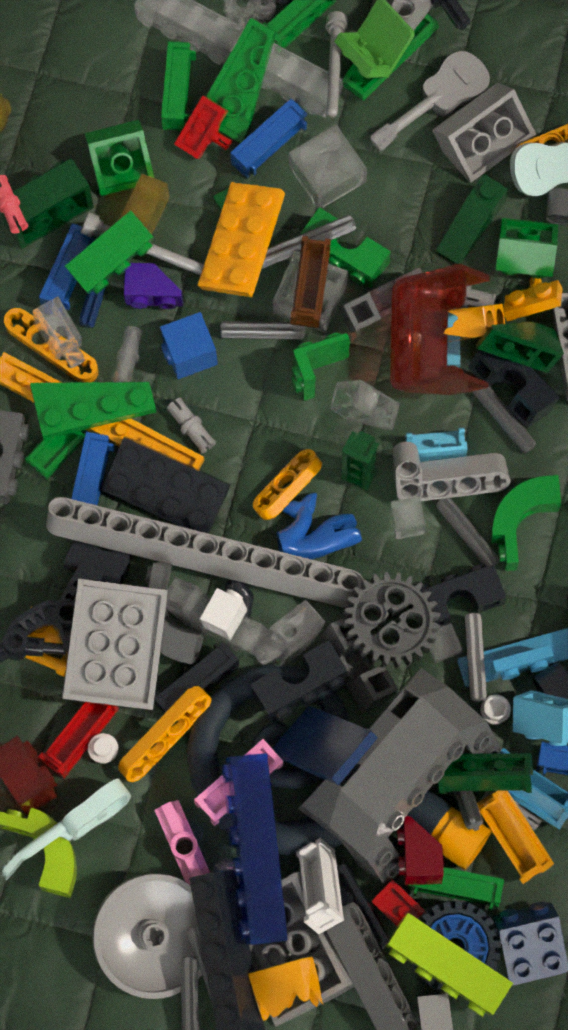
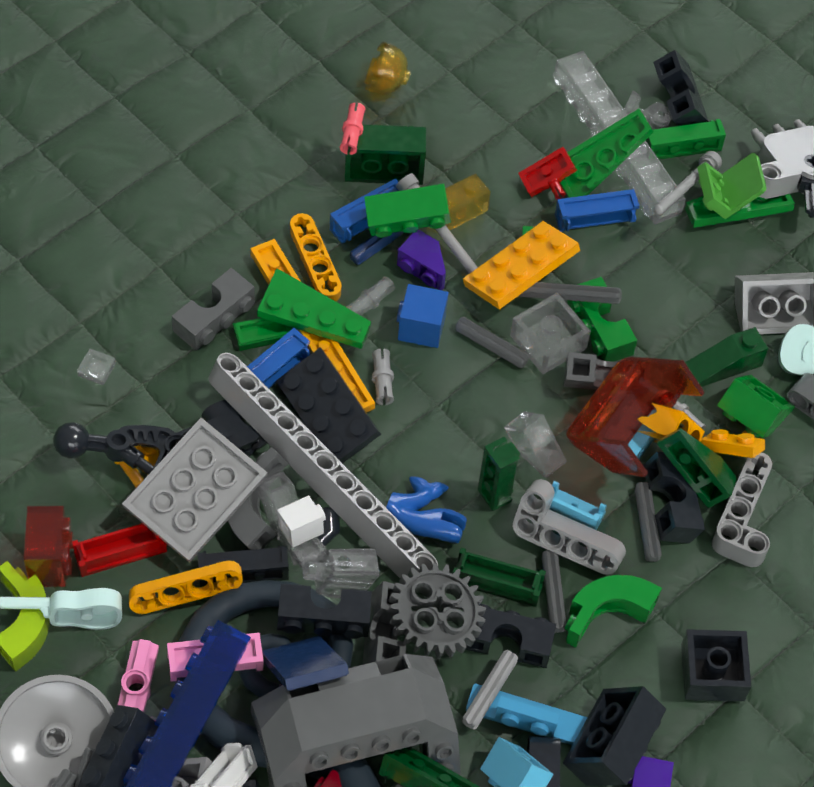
camera: 25 degrees right, 15 degrees down
(53, 322) = (326, 242): clear torso -> none
(103, 748) = (129, 571): white plate -> none
(119, 156) = (467, 154): green slope -> none
(176, 85) = (550, 133): green container -> none
(305, 465) = (428, 464): light orange beam -> none
(310, 282) = (553, 320): reddish brown container -> none
(315, 355) = (521, 381): green bracket -> none
(327, 167) = (630, 255): clear brick -> none
(407, 517) = (510, 544): clear brick -> none
(414, 551) = (501, 578): none -> dark green container
(446, 645) = (471, 664): clear plate -> none
(453, 86) = (777, 255): light grey piece -> none
(495, 709) = (478, 744): white plate -> none

